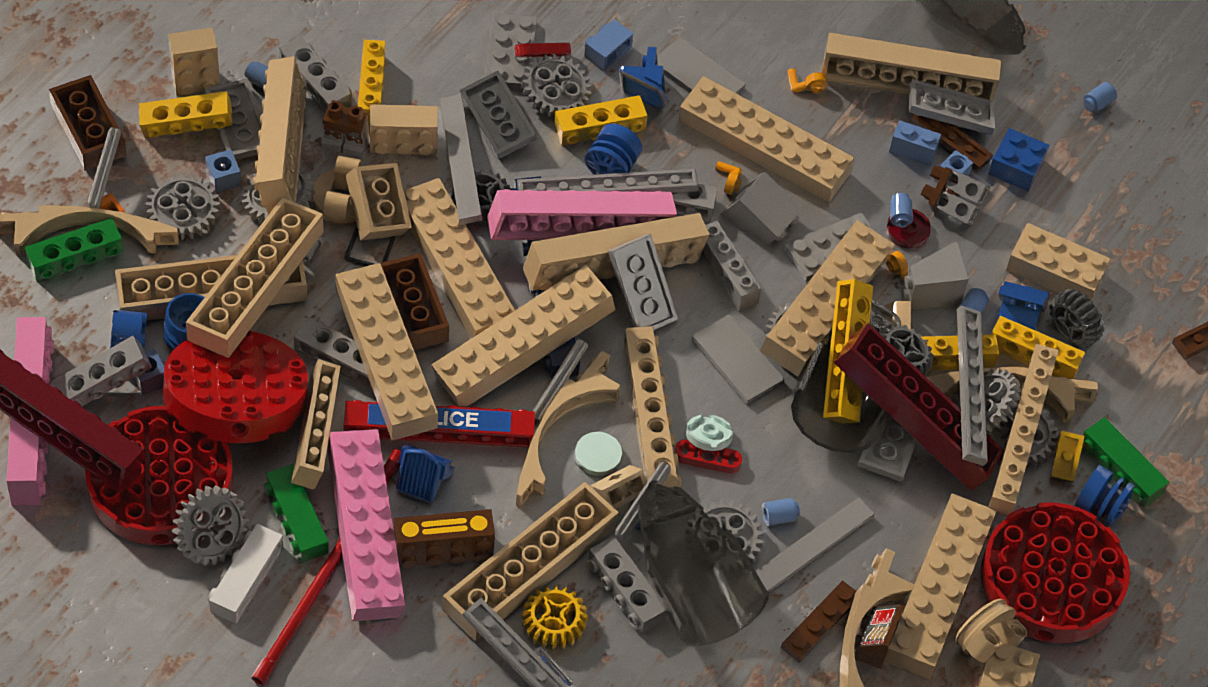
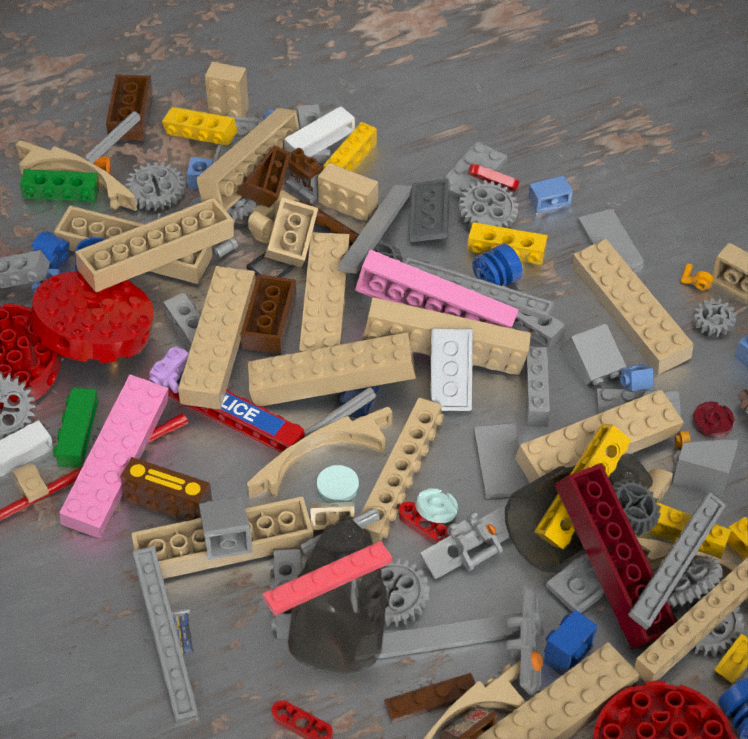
camera: 35 degrees right, 5 degrees down
(292, 591) = (29, 482): none -> tan brick
(316, 148) = (267, 178): none -> reddish brown wedge
(316, 424) = (134, 363): tan brick -> none
(332, 72) = (321, 132): none -> white brick
(362, 414) = (169, 368): none -> lavender brick
(411, 173) = (336, 226): none -> reddish brown plate
(421, 473) = (187, 436): blue piece -> none
(539, 546) = (225, 528): none -> light grey slope
(549, 628) = (200, 587): yellow gear -> none
(645, 80) = (561, 226): blue piece -> none
(677, 551) = (327, 578): none -> coral plate
(733, 182) = (585, 323): light orange plate -> none
(757, 452) = (464, 538): none -> light grey piece
(780, 511) = (454, 593): medium blue brick -> none
(818, 215) = (637, 377): none -> medium blue brick
(861, 120) = (714, 317): none -> light grey gear
(883, 534) = (523, 649): none -> light grey piece
(901, 210) = (711, 400): medium blue brick -> none
(917, 510) = (569, 642): none -> blue brick
(975, 299) = (733, 498): medium blue brick -> none

